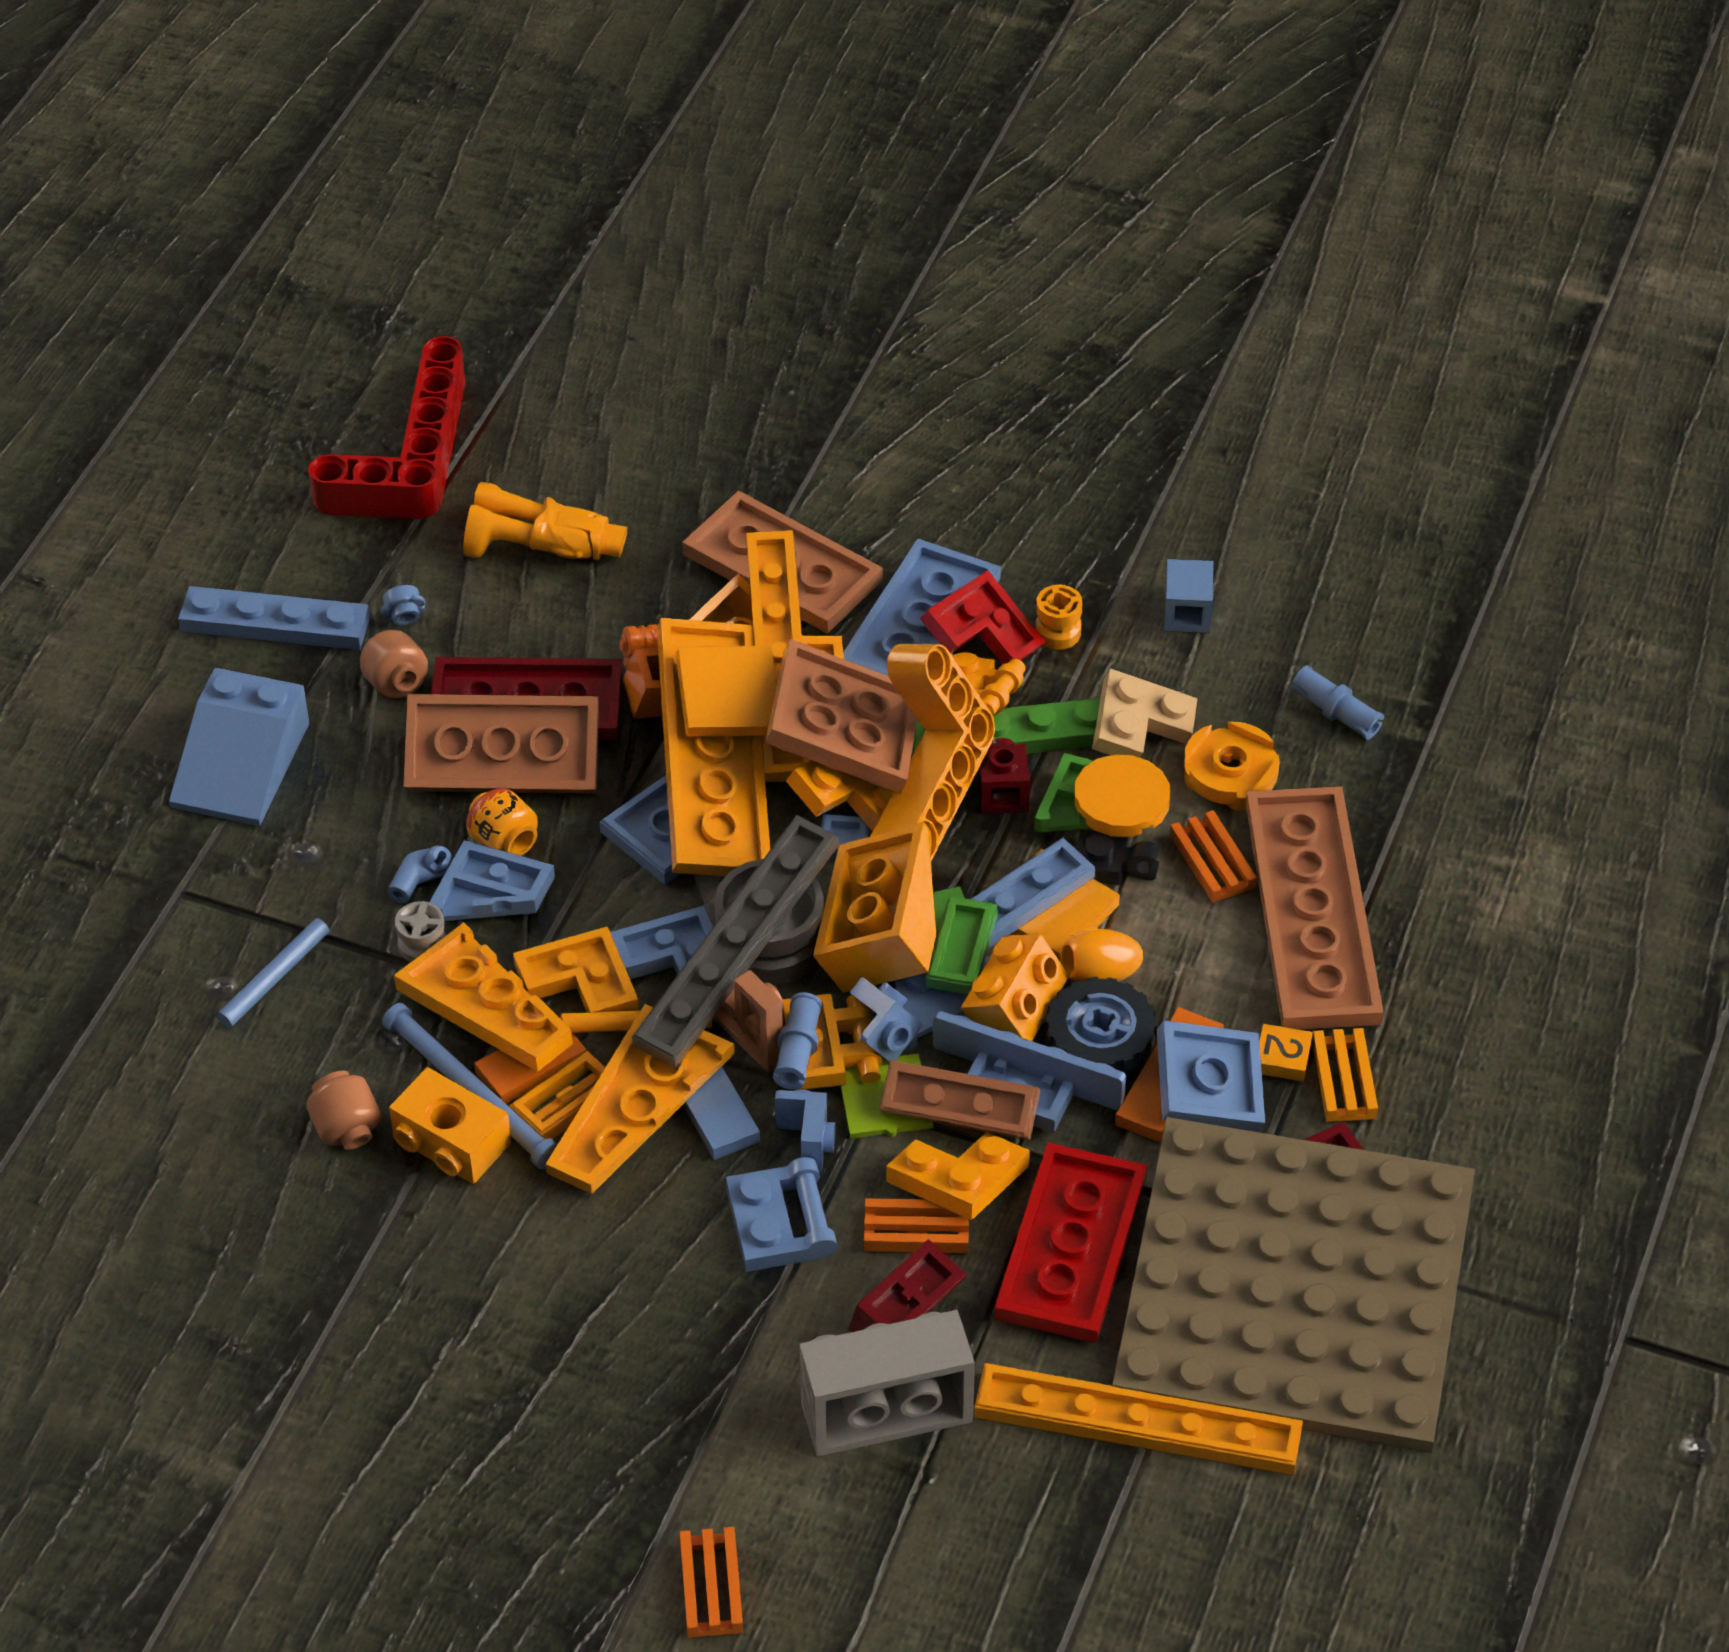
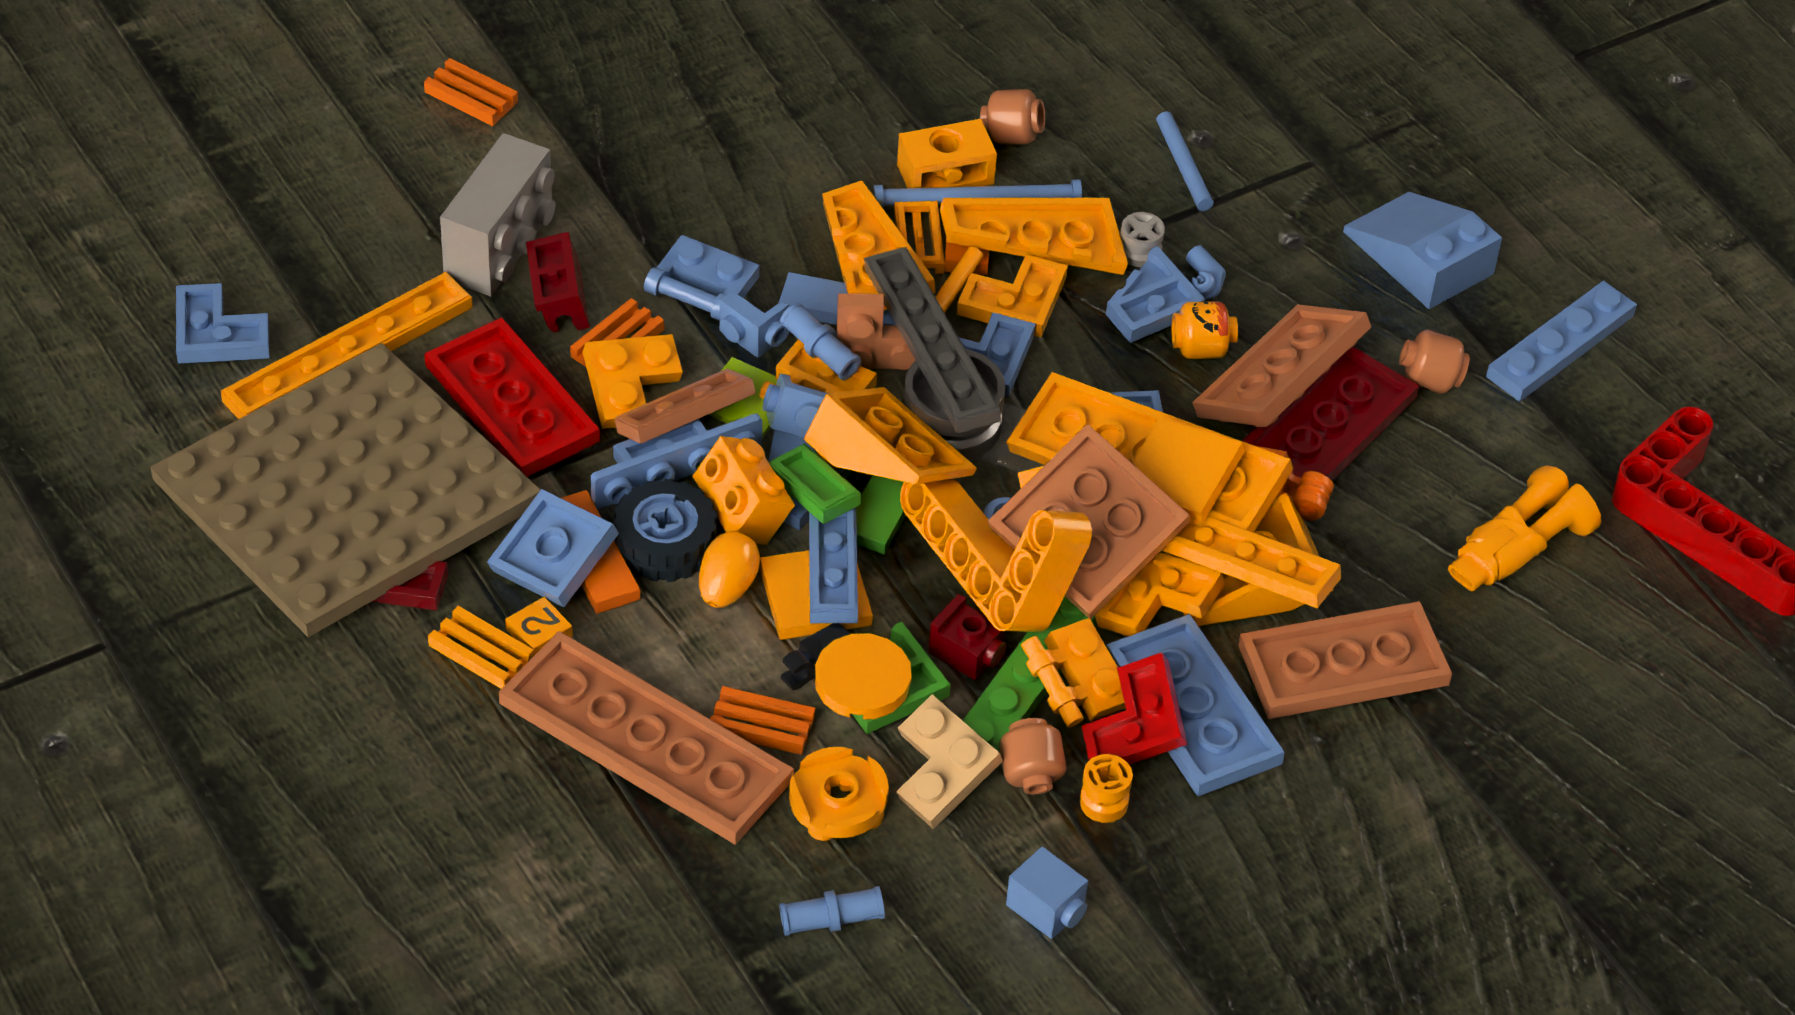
camera: 125 degrees right, 0 degrees up
(402, 604) = (1504, 409): medium blue plate -> none
(1075, 670) = (1032, 755): none -> nougat head
(1243, 1527) = (211, 337): none -> medium blue plate

